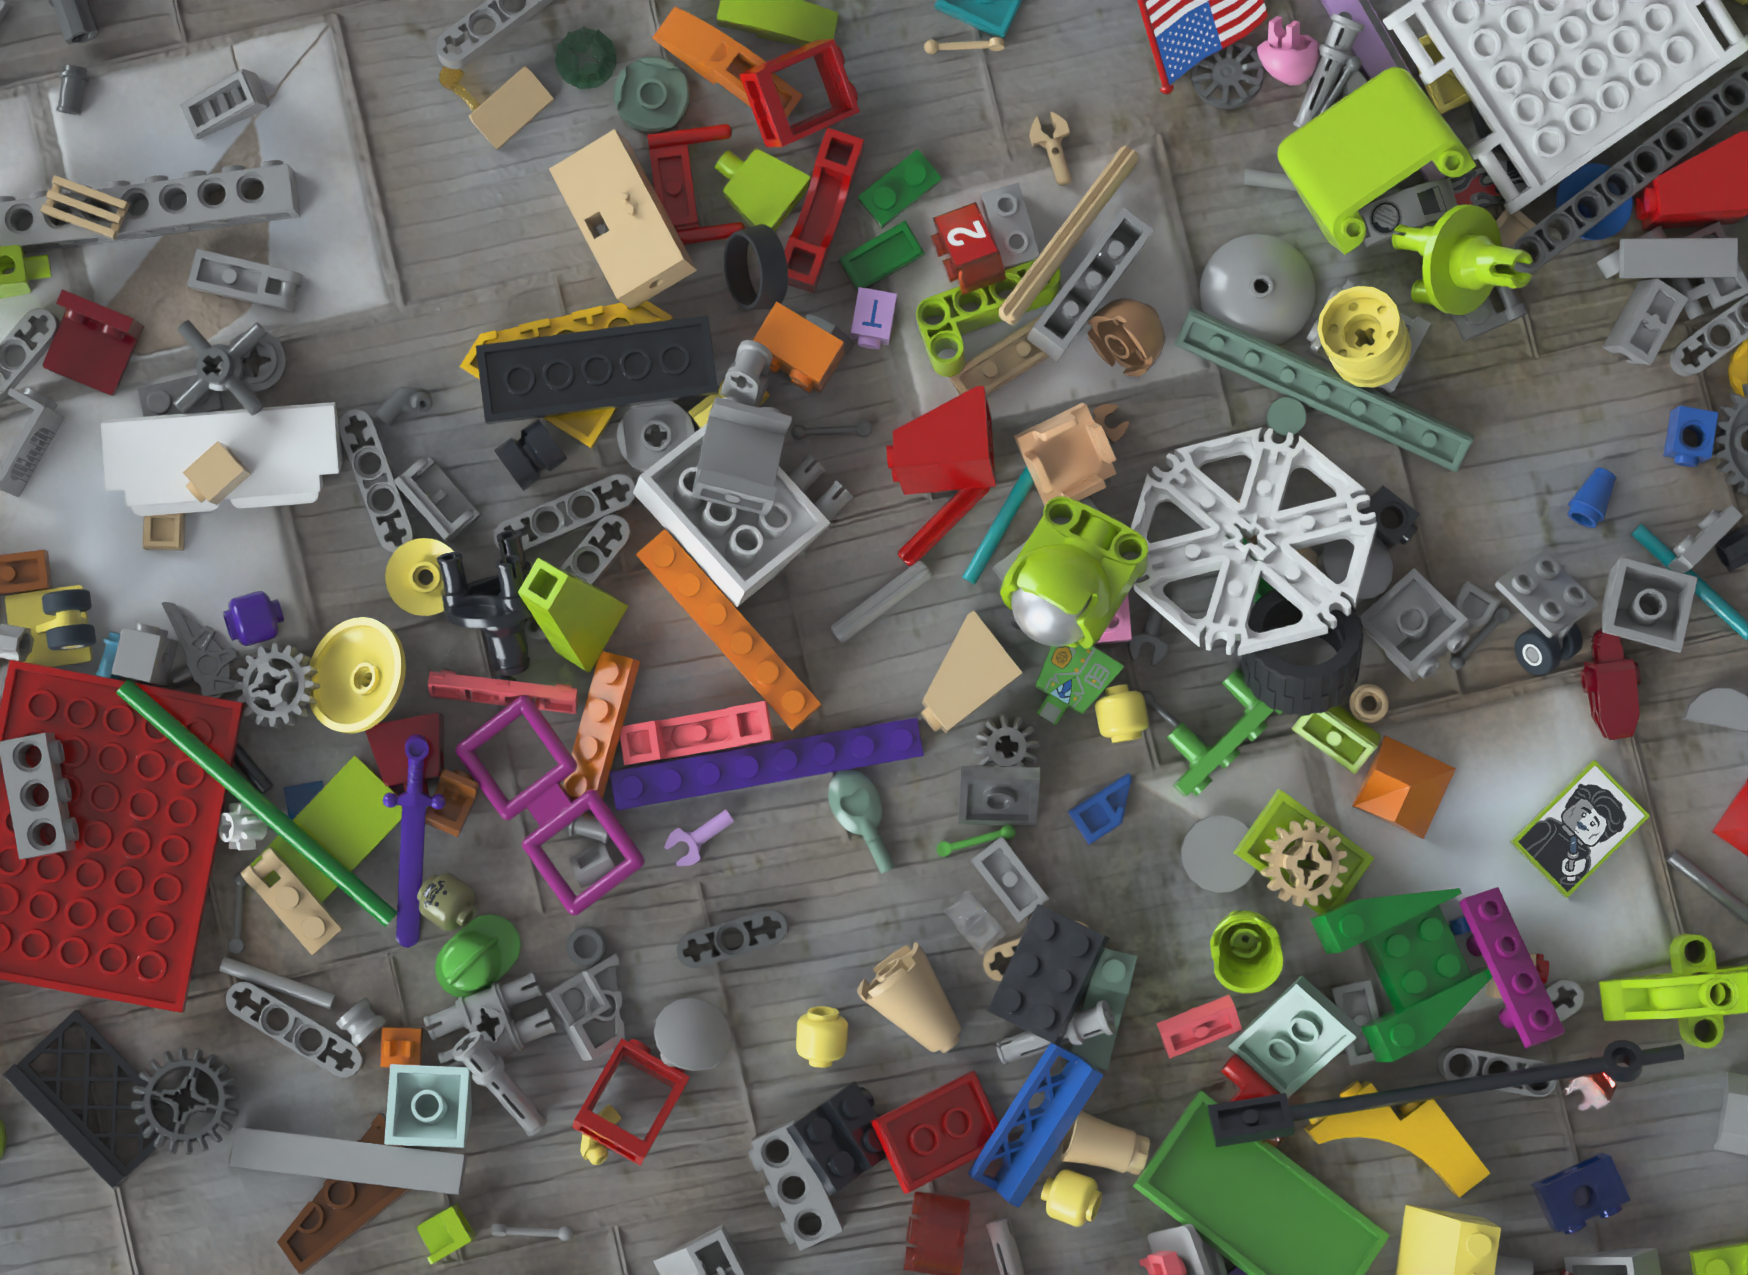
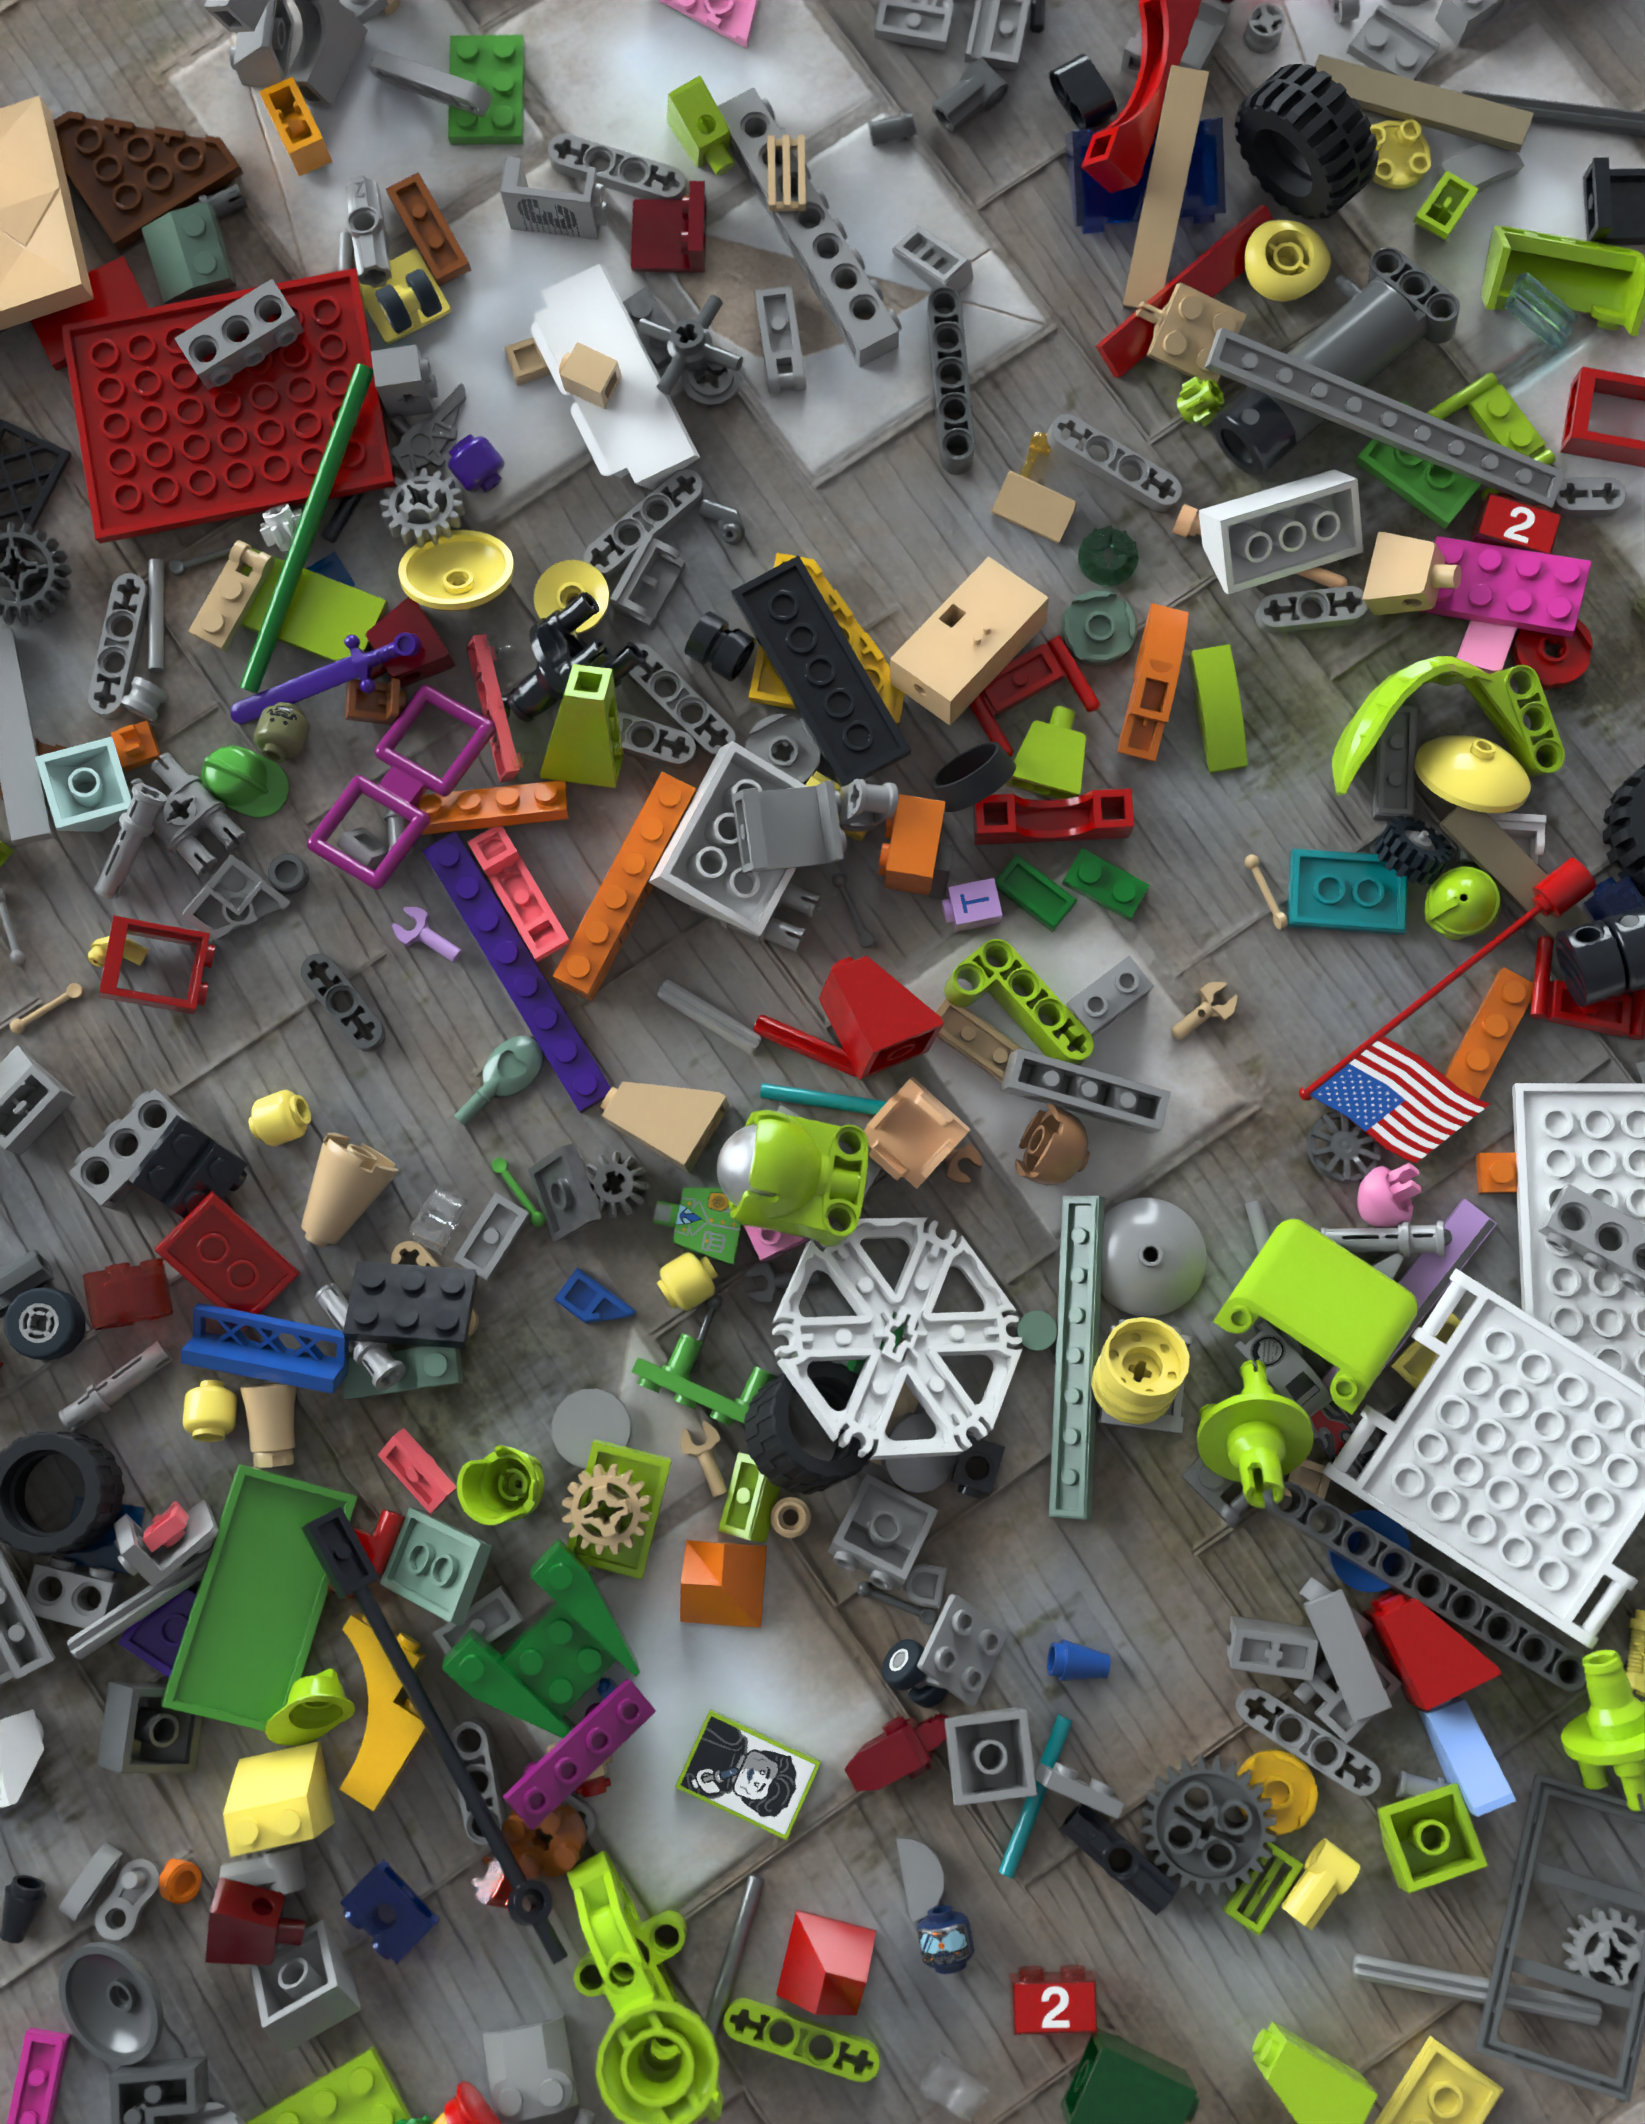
camera: 70 degrees right, 5 degrees down
(340, 122) = (954, 364): none -> dark grey beam
(619, 1190) = (73, 991): none -> tan hinge
(692, 1035) = (237, 997): light grey dish -> none
(768, 106) = (1126, 726): red window -> none
(968, 249) = (1072, 964): brick -> none
(1068, 235) = (1123, 1052): tan axle -> none
(1285, 759) = (706, 1457): none -> tan bar
(1353, 64) = (1402, 1259): dark grey hinge -> none
(1377, 1198) = (311, 1711): none -> lime piece
(1588, 1029) = (543, 1857): none -> dark orange plate
(1702, 423) = (1195, 1741): blue brick -> none

